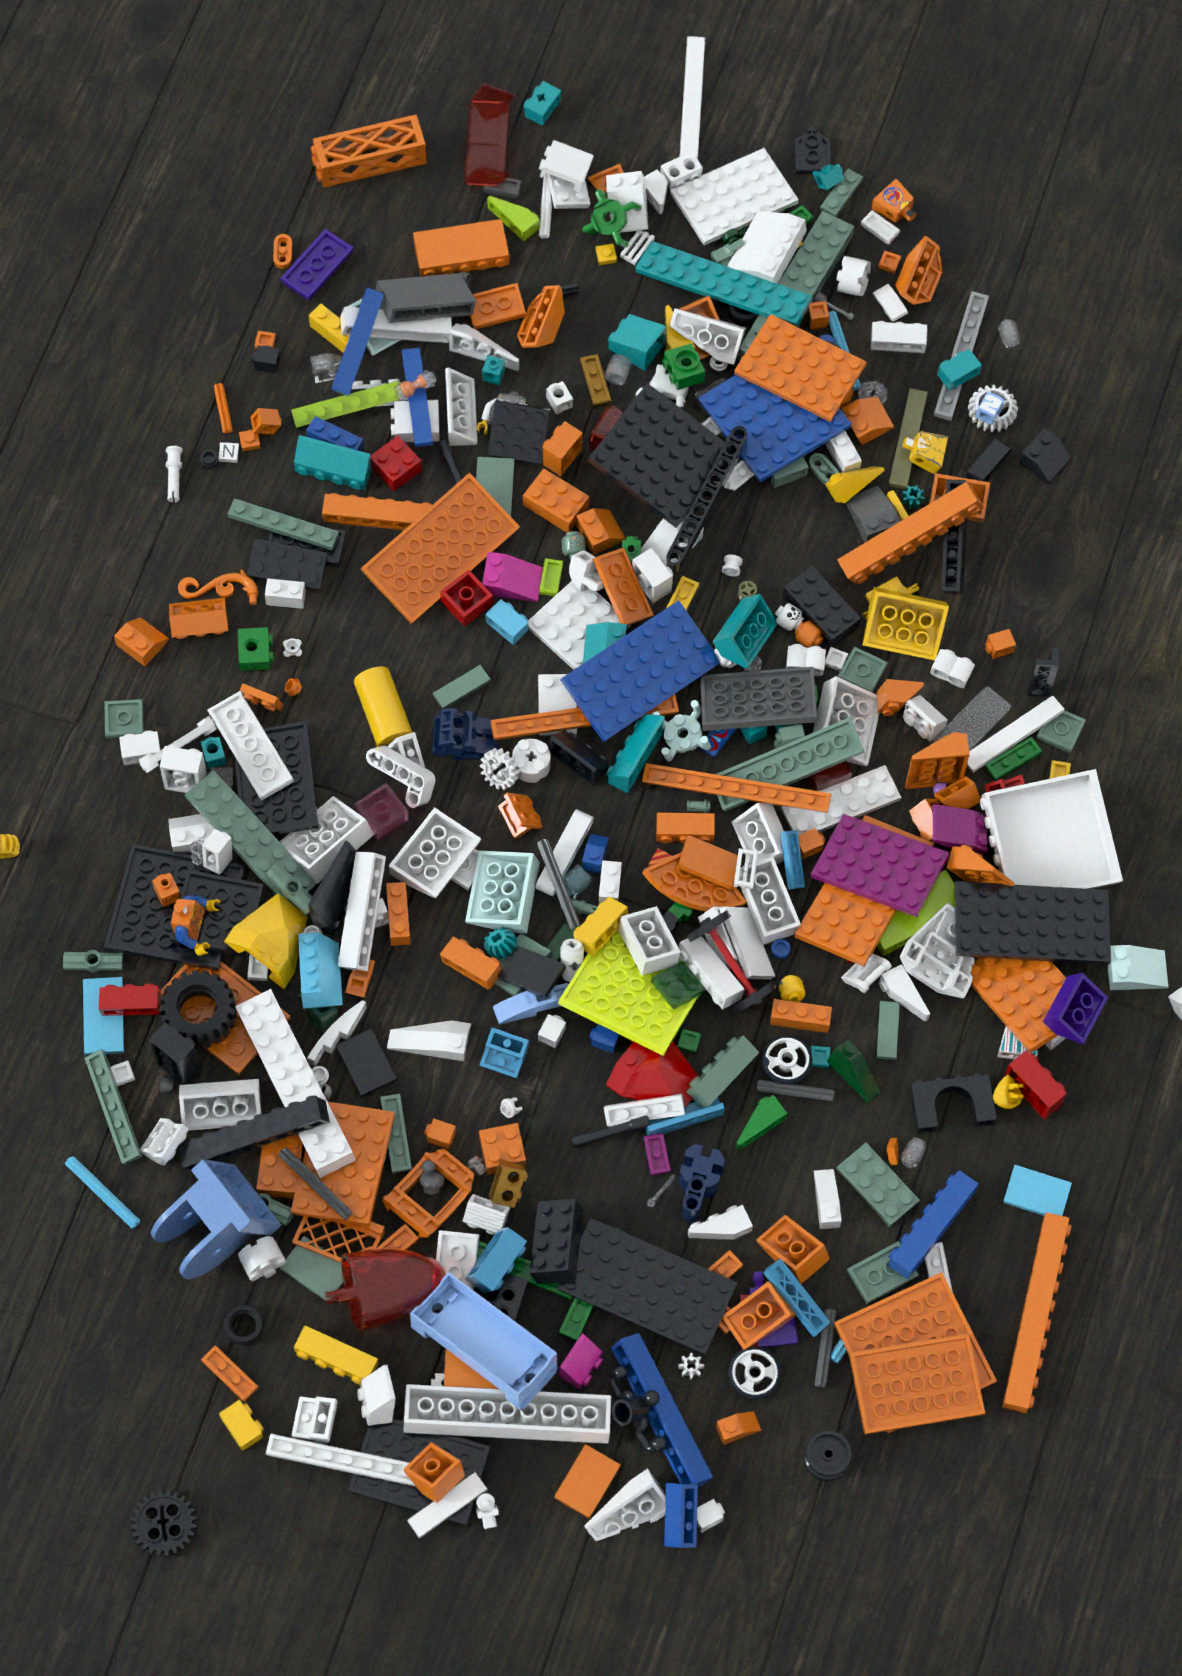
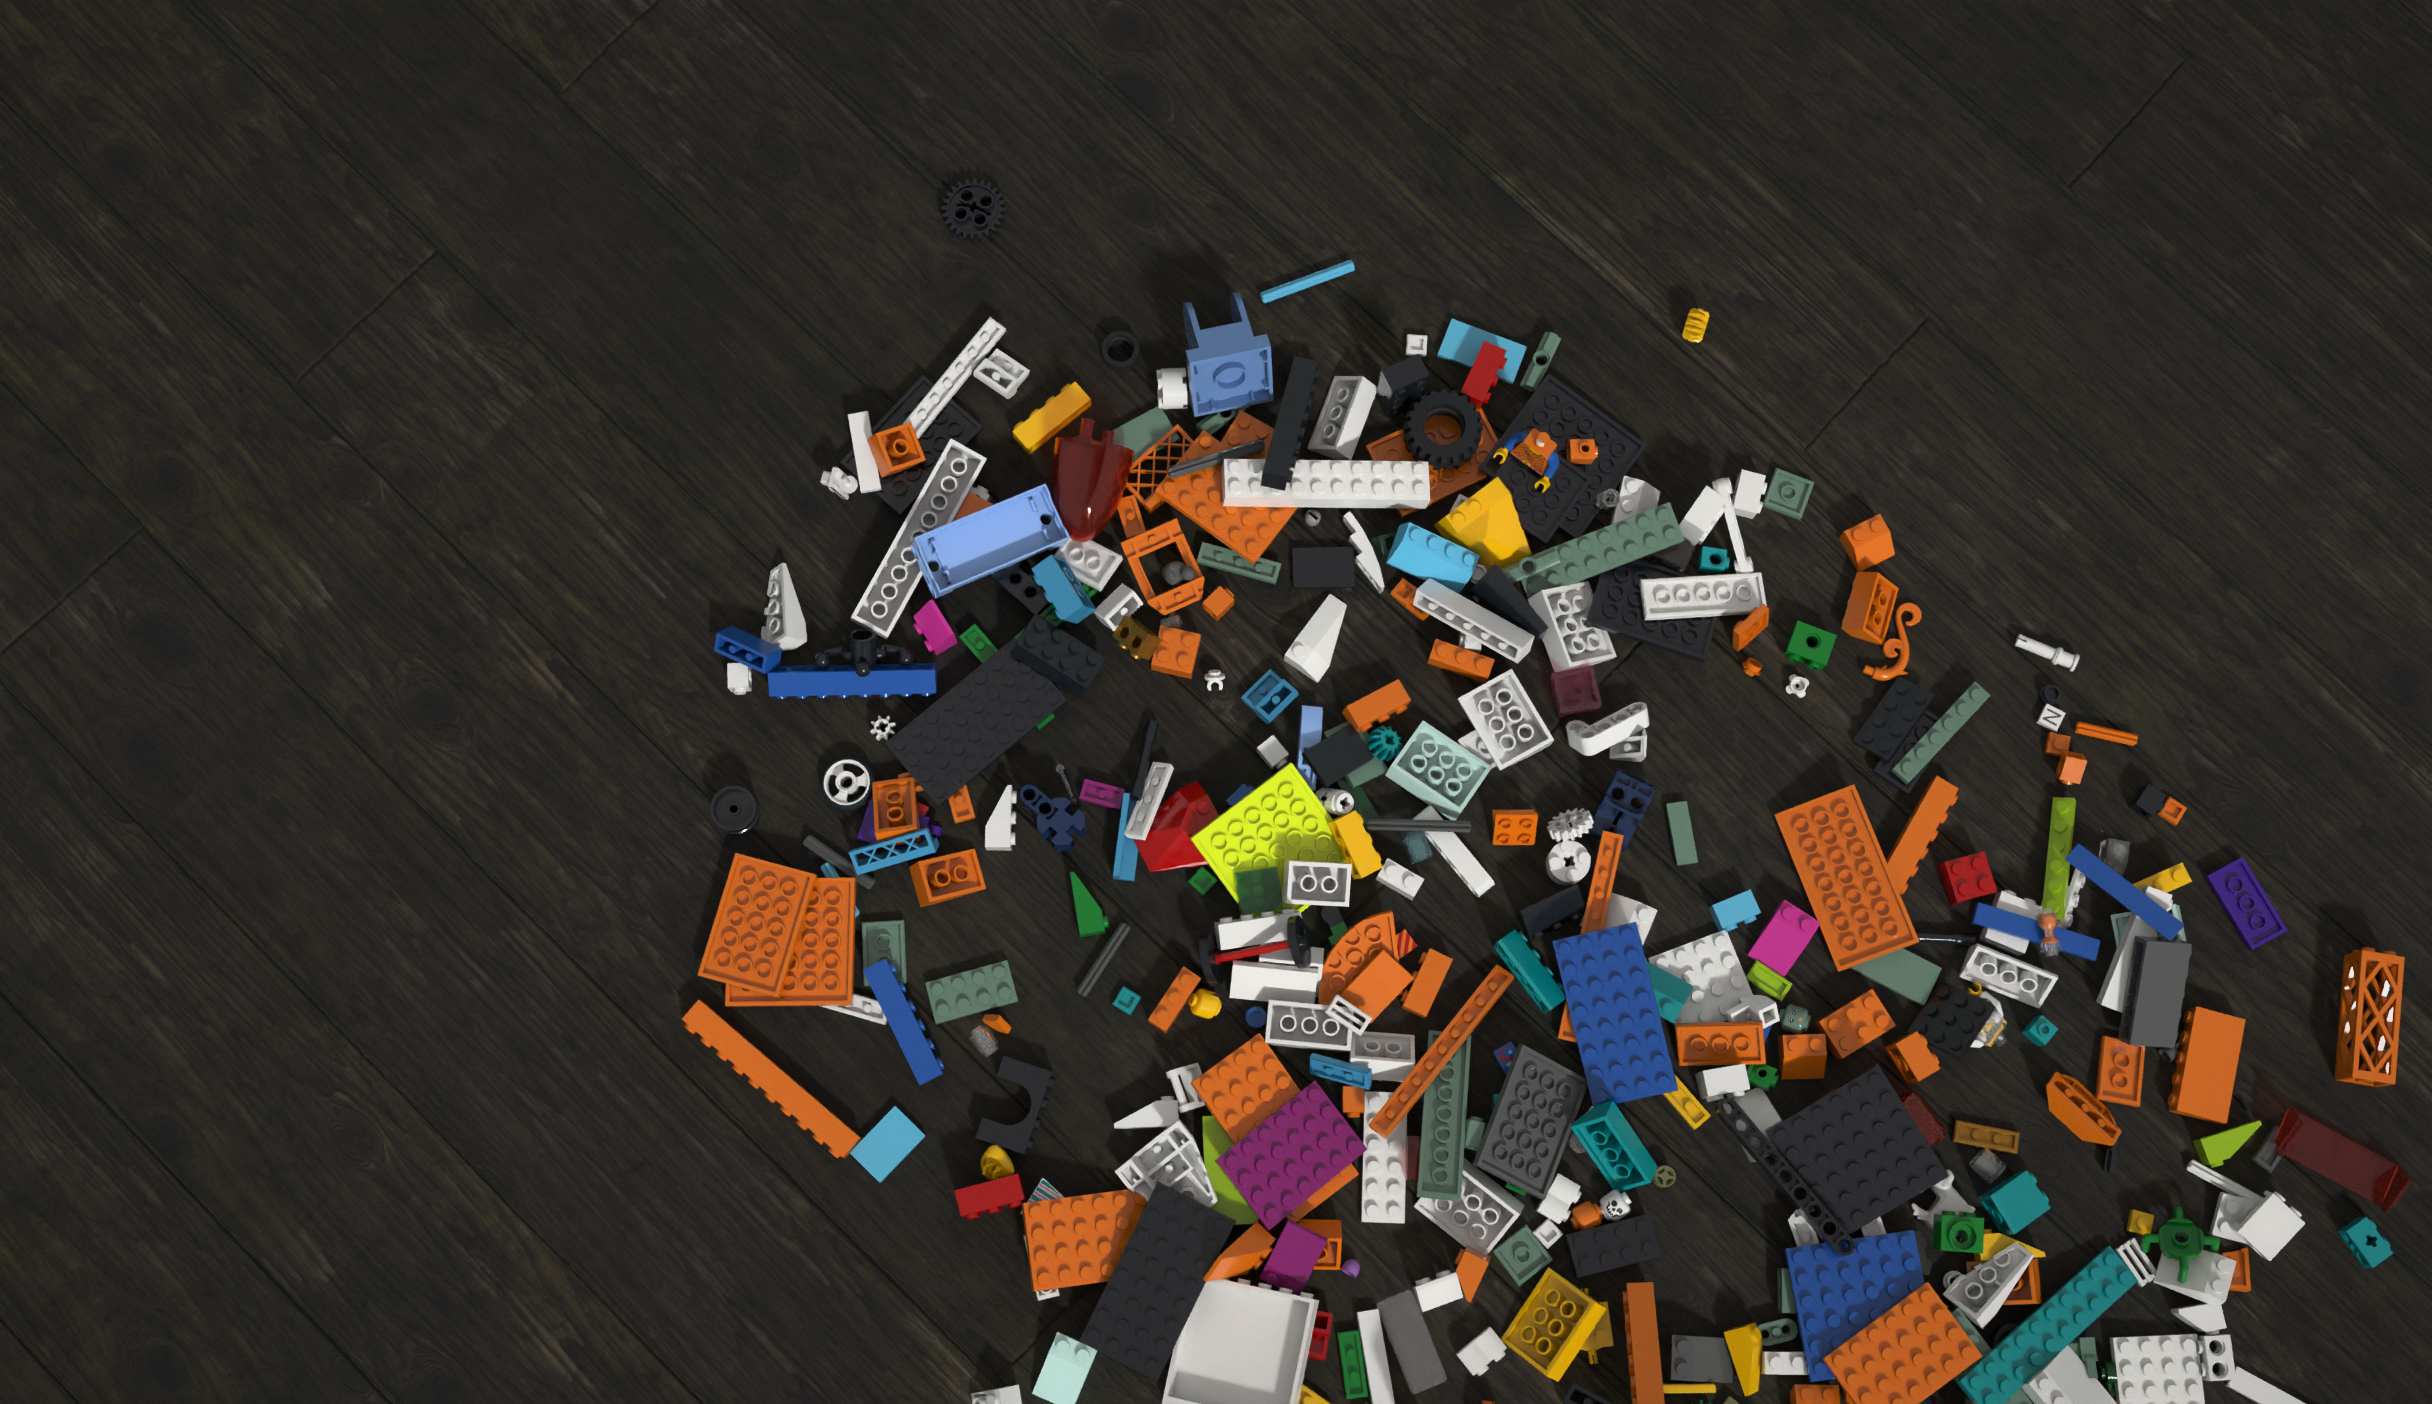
camera: 115 degrees right, 10 degrees up
(113, 1107) = (1385, 322): sand green plate -> none
(163, 1141) = (1329, 352): white brick -> none
(217, 851) = (1598, 513): white brick -> none
(229, 1373) = (1083, 322): orange tile -> none
(241, 1425) = (1028, 310): yellow brick -> none
(282, 253) = (2275, 874): orange plate -> none
(285, 593) = (1860, 702): white brick -> none
(321, 1074) = (1330, 519): white plate -> none
(329, 433) = (2021, 829): blue brick -> none
(332, 463) = (1991, 812): teal slope -> none
(377, 1397) = (990, 431): white slope -> none
(382, 705) = (1692, 746): yellow brick -> none
(466, 598) = (1778, 879): red brick -> none
(474, 344) = (2086, 1020): white wedge -> none
(559, 404) = (1970, 1089): white brick -> none
(583, 908) = (1388, 842): sand green pin -> none
(587, 1481) = (827, 587): orange tile -> none
(594, 853) = (1441, 882): blue slope -> none
(681, 723) = (1536, 1020): light aqua plate -> none
(698, 806) = (1444, 1008): sand green pin -> none
(722, 1071) = (1152, 893): sand green brick -> none
(732, 565) = (1701, 1175): white wheel -> none
(737, 1427) = (805, 744): orange slope -> none
(792, 1044) = (1118, 969): white wheel -> none
(827, 1199) = (980, 935): white slope -> none
(854, 1070) = (1092, 1024): dark green slope -> none
(887, 1030) = (1121, 1081): sand green tile -> none
(939, 762) = (1372, 1279): orange slope -> none
(959, 794) = (1334, 1280): orange slope -> none
(1075, 1008) = (1038, 1268): dark purple slope -> none

